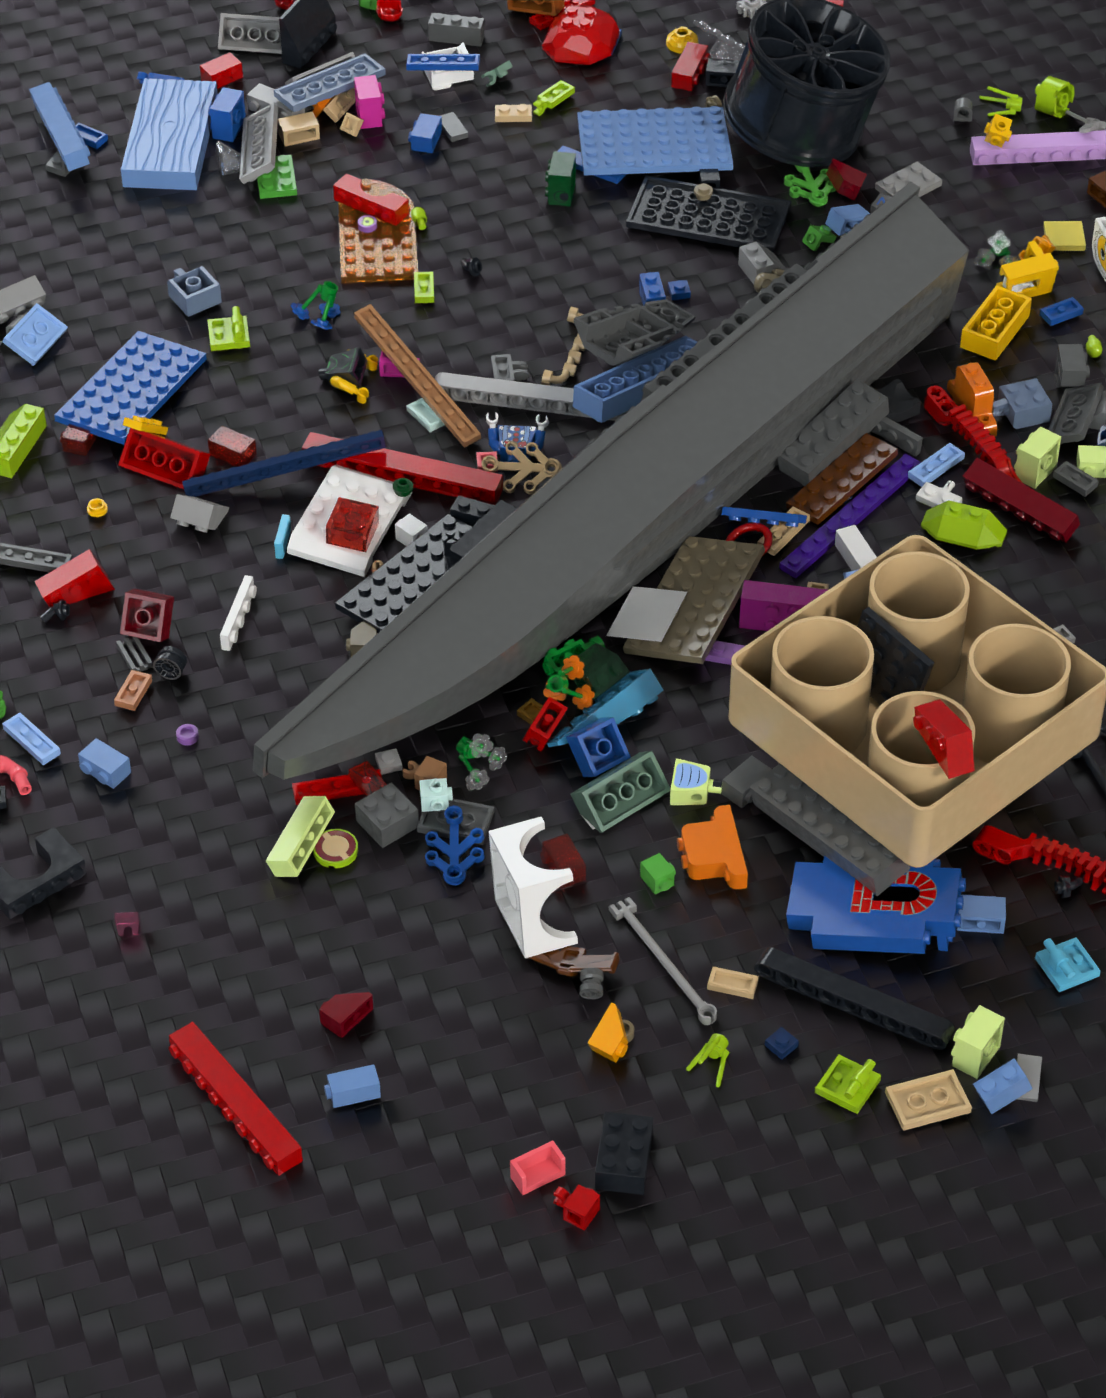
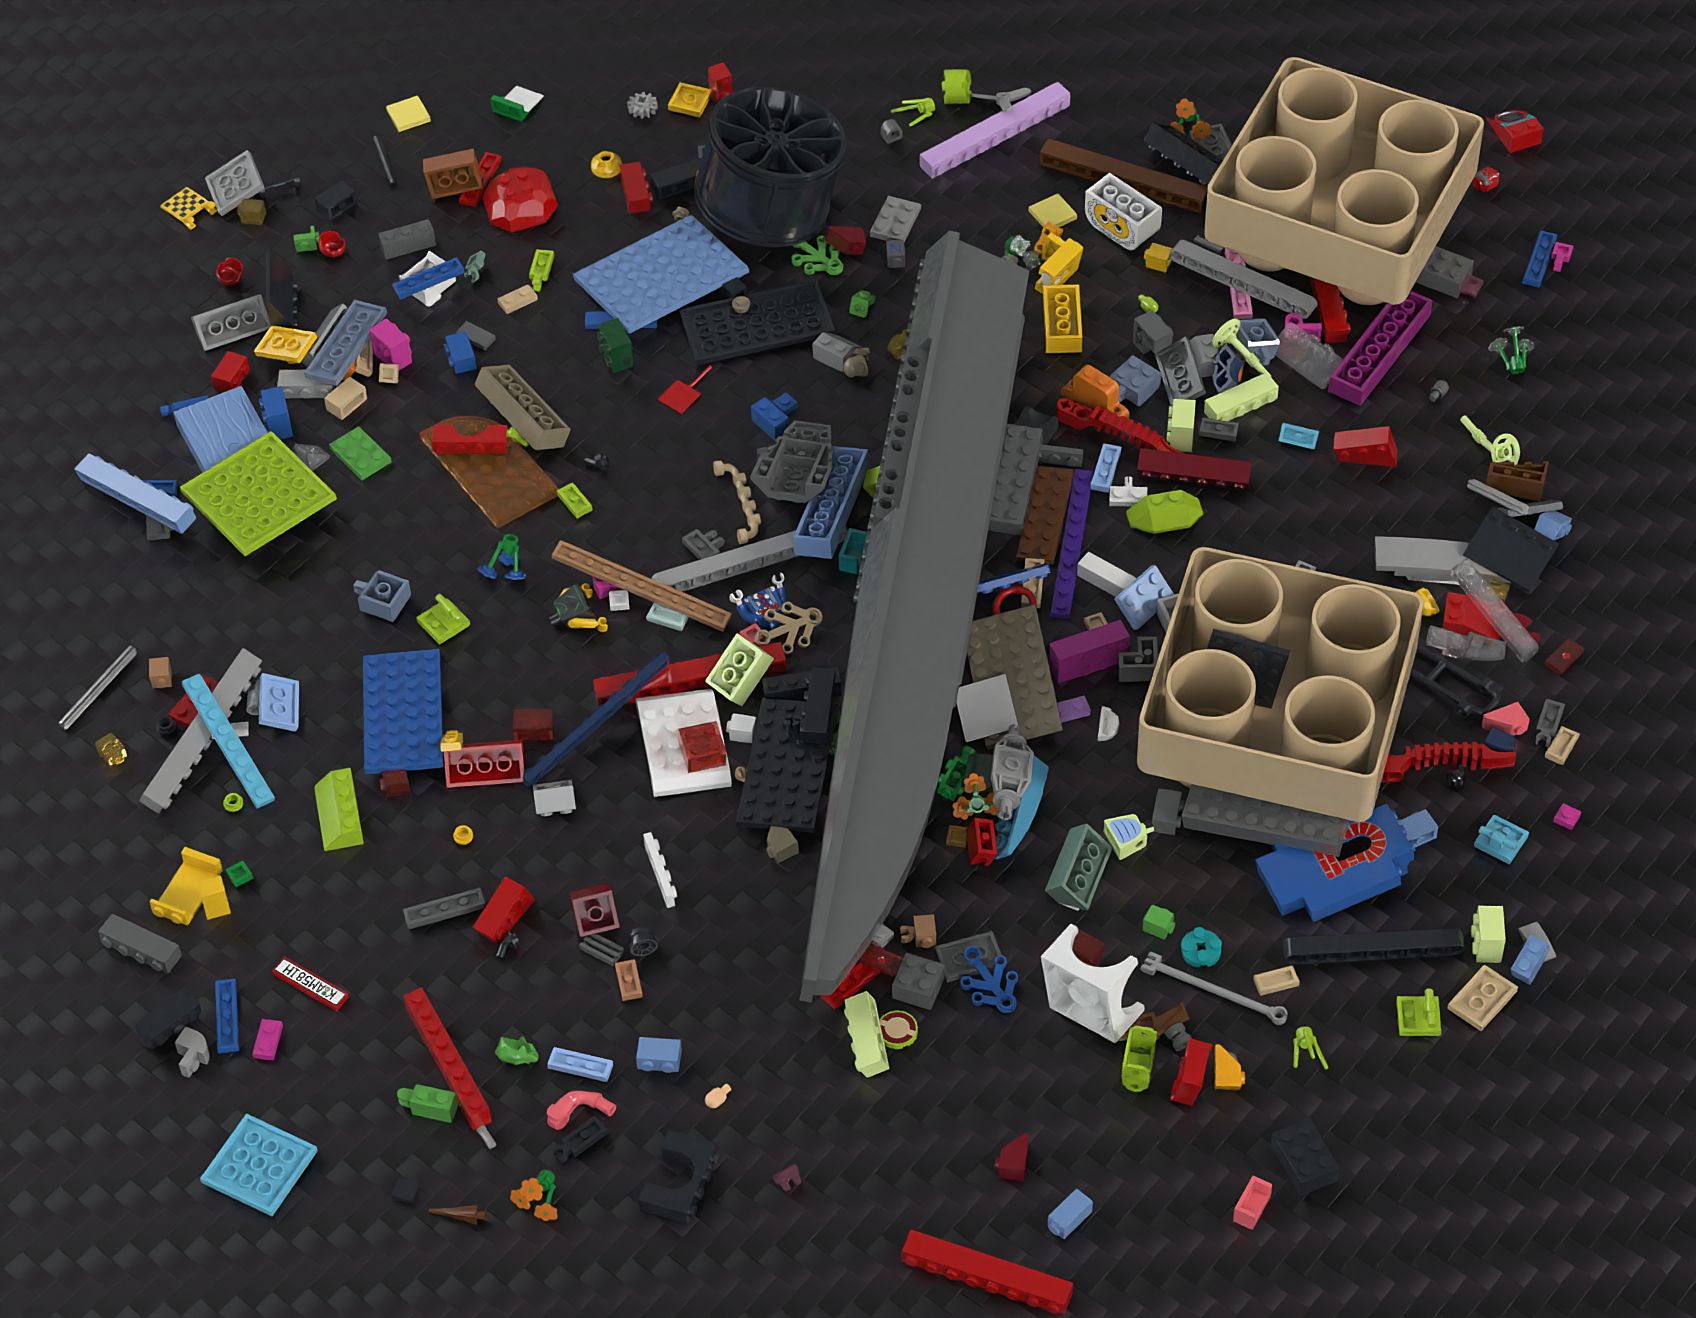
camera: 30 degrees left, 5 degrees up
(126, 824) = (717, 1096): none -> light nougat cylinder
(154, 165) = (258, 493): none -> lime plate
(187, 734) = (701, 995): medium lavender tile -> none
(258, 143) = (327, 429): light grey plate -> none
(280, 65) = (285, 344): none -> yellow plate
(282, 536) = (641, 784): medium azure tile -> none
(367, 223) = (483, 463): medium lavender tile -> none
(393, 382) = (619, 600): none -> white plate
(402, 487) = (713, 695): dark green plate -> none
(435, 794) = (946, 945): light aqua brick -> none
(437, 193) = (522, 407): none -> dark tan brick
(443, 479) = (739, 670): none -> yellowish green slope
(476, 748) = (957, 887): clear plant -> none
(531, 980) = (1138, 1061): none -> lime piece
(573, 1016) = (1191, 1072): none -> red piece
(579, 1206) = (1304, 1215): red brick -> none
(594, 244) = (681, 396): none -> red piece
(598, 747) = (1040, 841): blue brick -> none
(615, 671) = (1011, 771): none -> light grey plate
(685, 907) = (1204, 938): none -> teal plate
(714, 849) = (1185, 880): orange brick -> none
(725, 46) = (656, 160): clear bracket -> none
(781, 1043) = (1347, 1009): dark blue plate -> none
(843, 218) = (877, 276): medium blue brick -> none
(946, 737) = (1357, 709): red wedge -> none
(998, 130) = (943, 140): yellow brick -> none
(1061, 311) = (1101, 284): blue plate -> none

